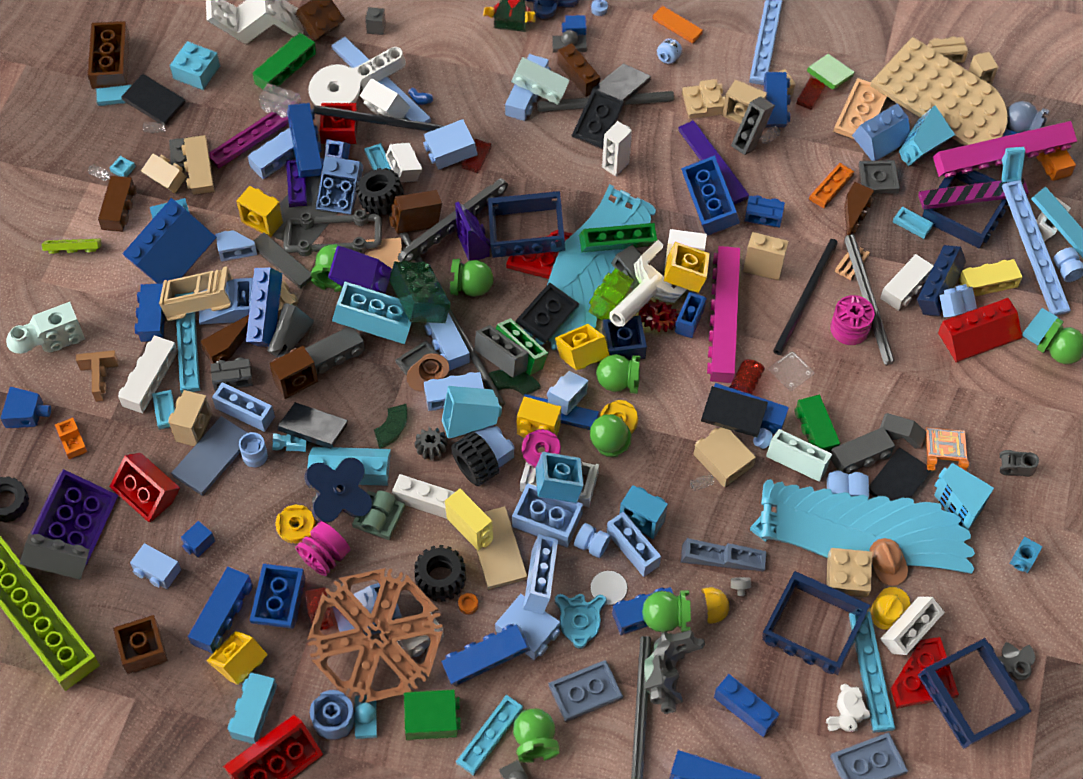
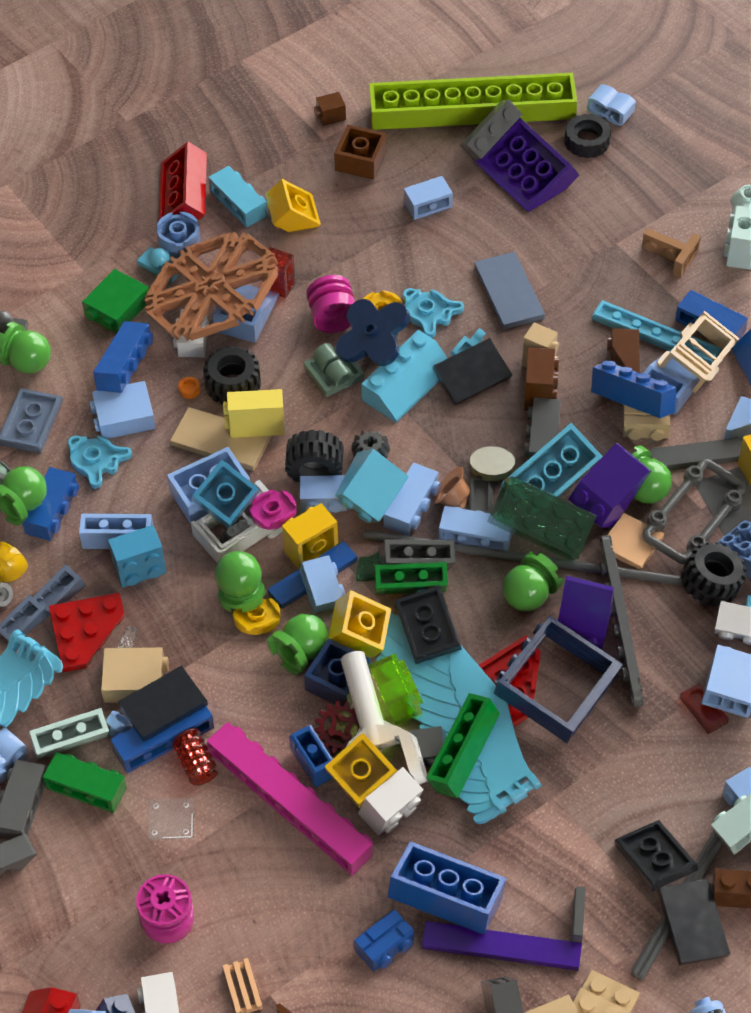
camera: 130 degrees right, 5 degrees down
(23, 409) = (676, 183): blue torso -> none
(71, 438) = (620, 206): orange slope -> none
(99, 709) = (330, 108): none -> reddish brown brick
(144, 486) = (517, 228): red slope -> none
(147, 374) = (638, 283): white brick -> none
(163, 407) = (591, 282): medium azure tile -> none
(190, 418) = (554, 281): tan brick -> none
(197, 539) = (428, 236): blue brick -> none
(220, 610) = (346, 219): blue brick -> none
(233, 373) = (584, 342): dark grey brick -> none
(243, 407) = (552, 316): light blue brick -> none
(253, 449) = (483, 312): light blue wheel -> none
(264, 386) = (539, 337): none -> tan brick
(270, 495) = (430, 309): none -> medium azure tile
(278, 596) = (316, 251): blue brick -> none
(290, 330) = (595, 406): dark grey piece -> none
(385, 364) = (492, 463): none -> tile
(392, 427) = (419, 436): clear green tile -> none
(416, 211) = (654, 582): reddish brown brick -> none
(421, 495) = (319, 408): white brick -> none
(489, 735) = (62, 335): medium azure tile -> none
(540, 574) = (152, 432): light blue brick -> none
(590, 539) = (144, 504): light blue wheel -> none
(609, 585) = (104, 500): white sticker -> none
(616, 148) = (585, 825): white brick -> none
(665, 135) = (578, 914): none -> dark grey tile
(716, 514) = (84, 628): none -> red plate
(765, 256) = (315, 876): tan brick -> none
(805, 297) = (243, 904): black piece -> none
(867, 293) = (180, 957): dark grey axle -> none

